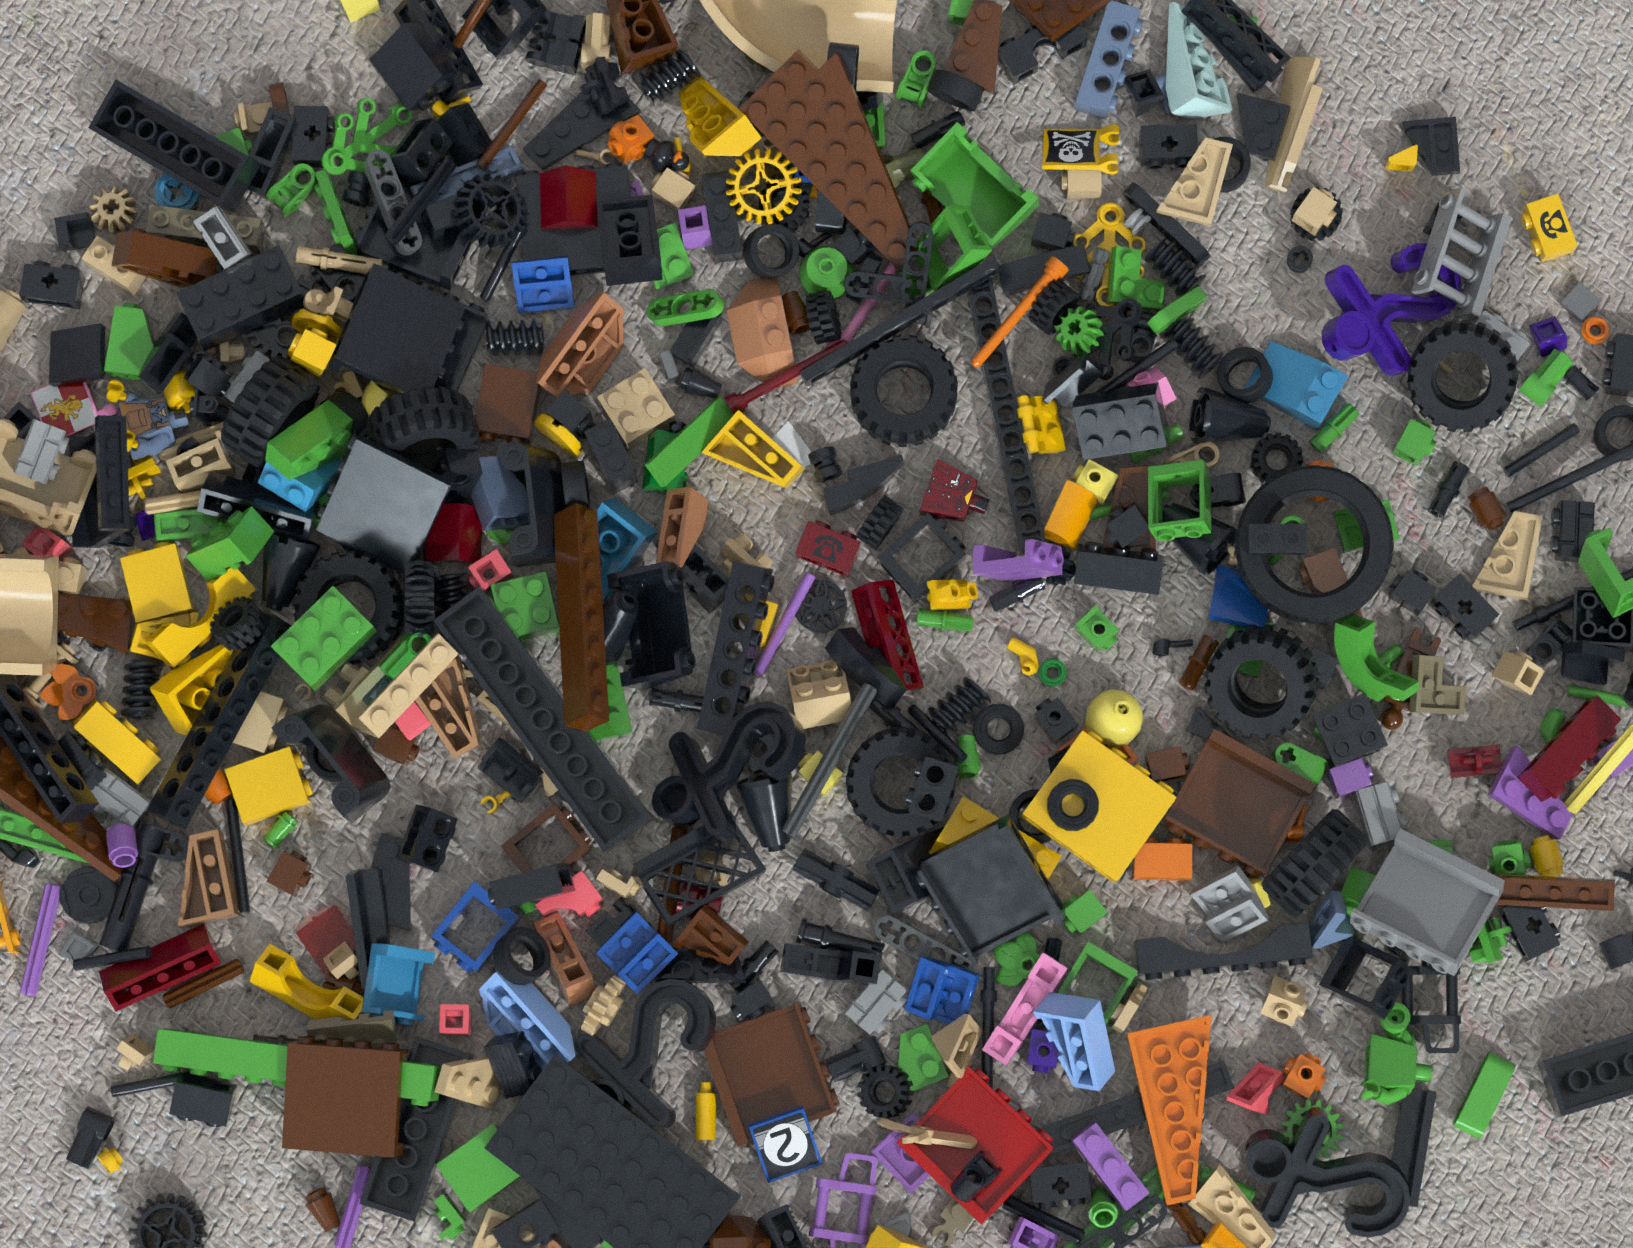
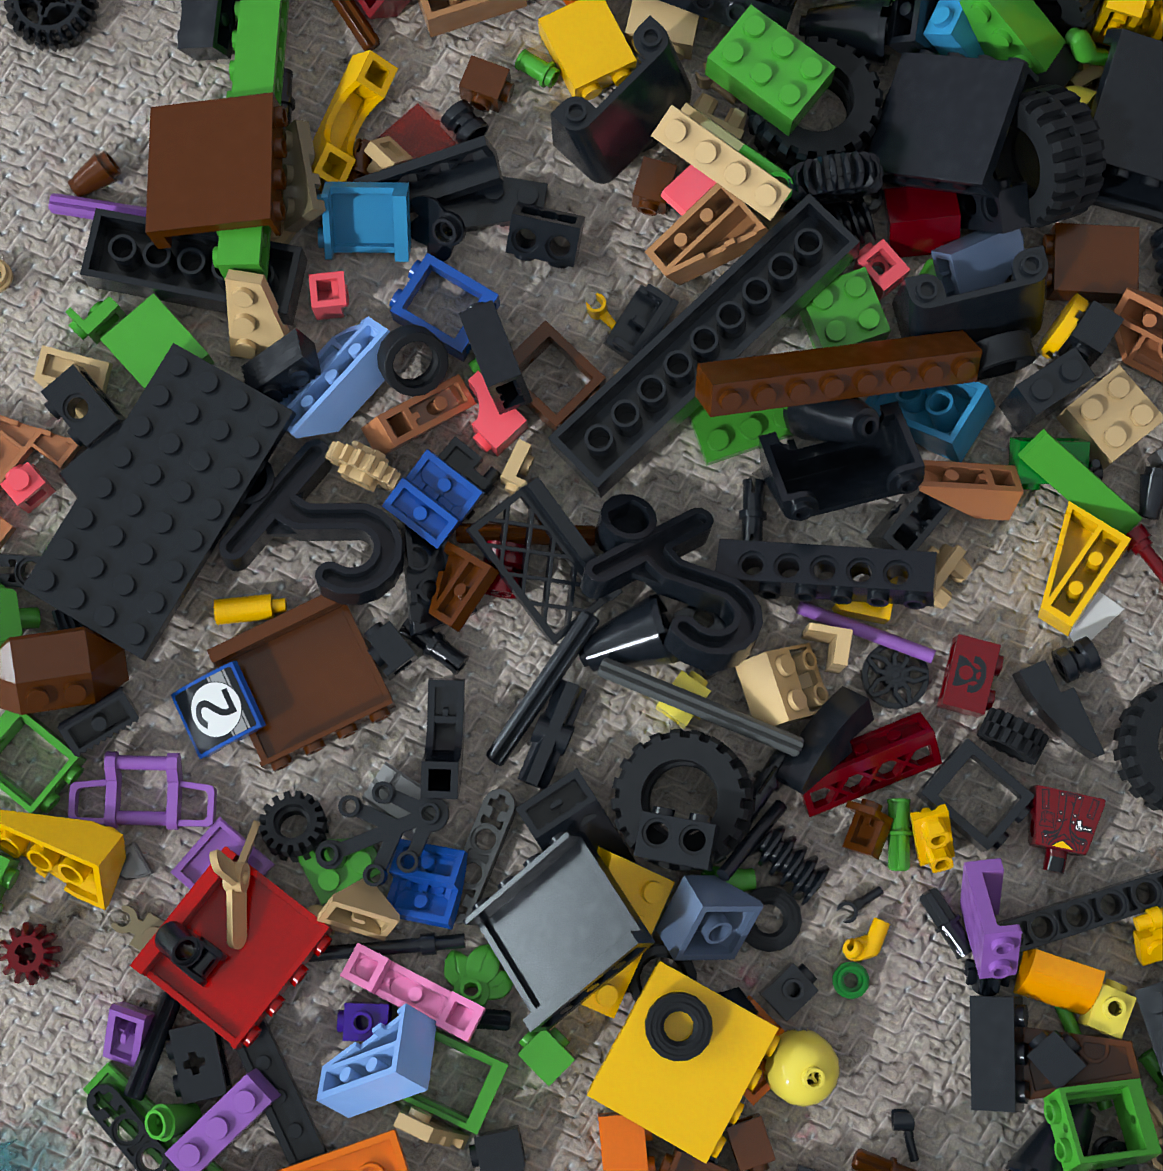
camera: 80 degrees right, 0 degrees up
(237, 856) = (493, 28): black bar -> none
(321, 894) = (463, 122): none -> black wheel
(334, 386) = (1084, 49): none -> bright green arm
(408, 929) = (432, 227): none -> black plate
(705, 874) = (559, 571): tan slope -> none
(795, 647) = (838, 640): none -> tan panel
(798, 882) = (542, 688): none -> black axle
(826, 937) = (480, 730): black pin -> none
(856, 1059) = (329, 783): black piece -> none
(898, 1014) = (388, 831): none -> black plant
(938, 643) = (867, 829): none -> reddish brown bracket
(994, 657) = (860, 902): none -> black hand
(994, 775) = (707, 919): none -> sand blue slope
(1086, 625) = (912, 1018): bright green brick -> none

